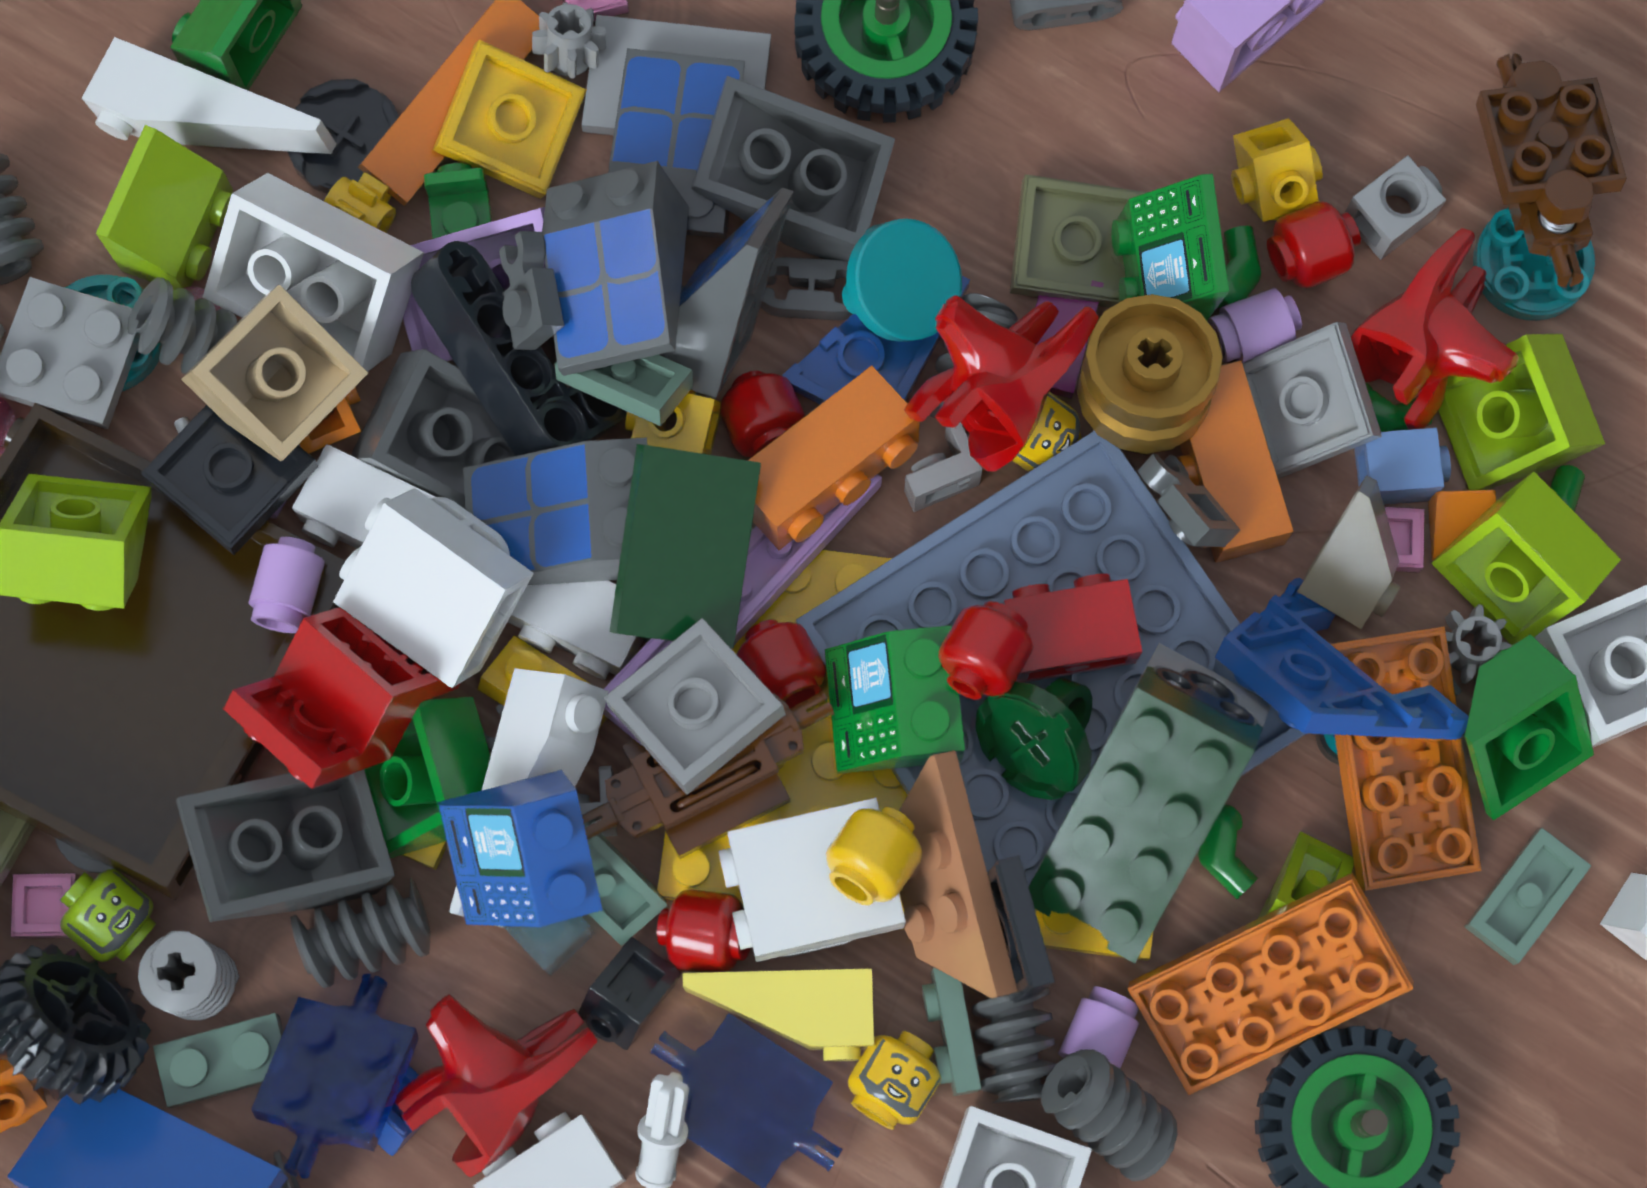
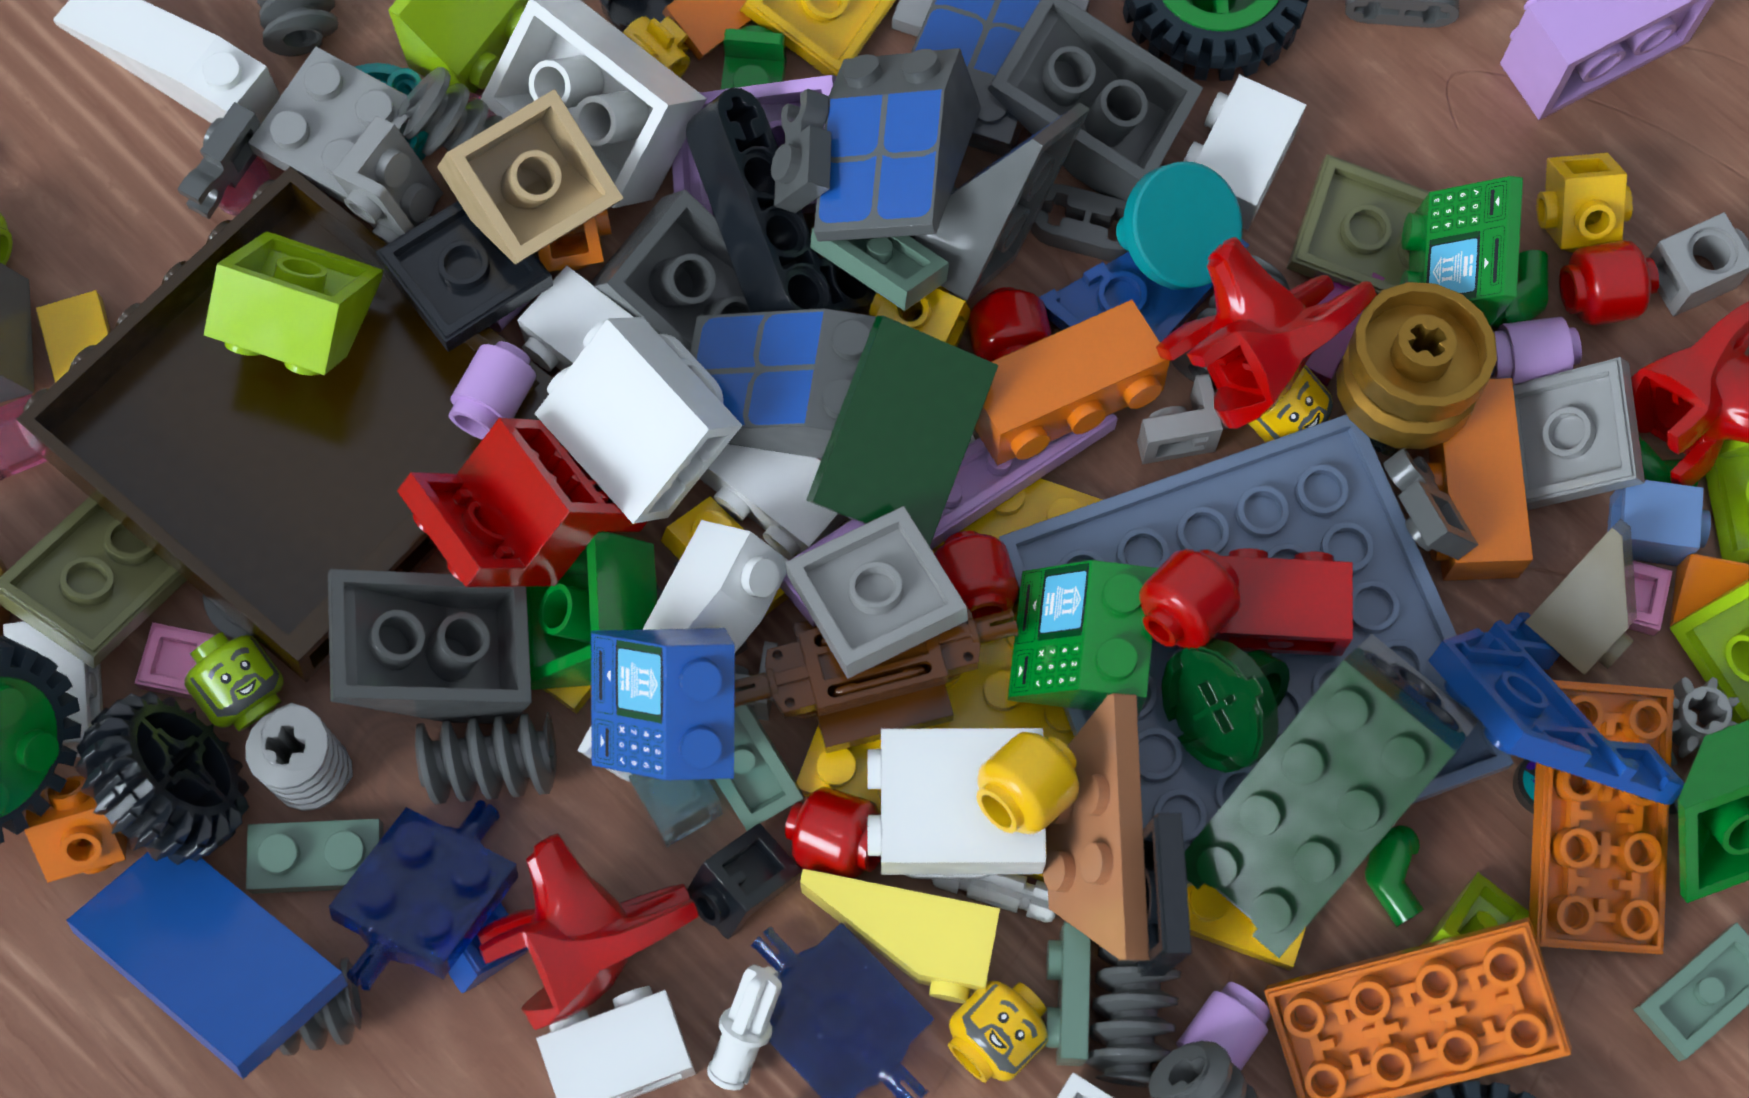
camera: 15 degrees right, 5 degrees down
(134, 401) = (386, 181): none -> light grey bracket
(874, 950) = (1005, 892): none -> white axle
(946, 179) = (1248, 140): none -> white brick

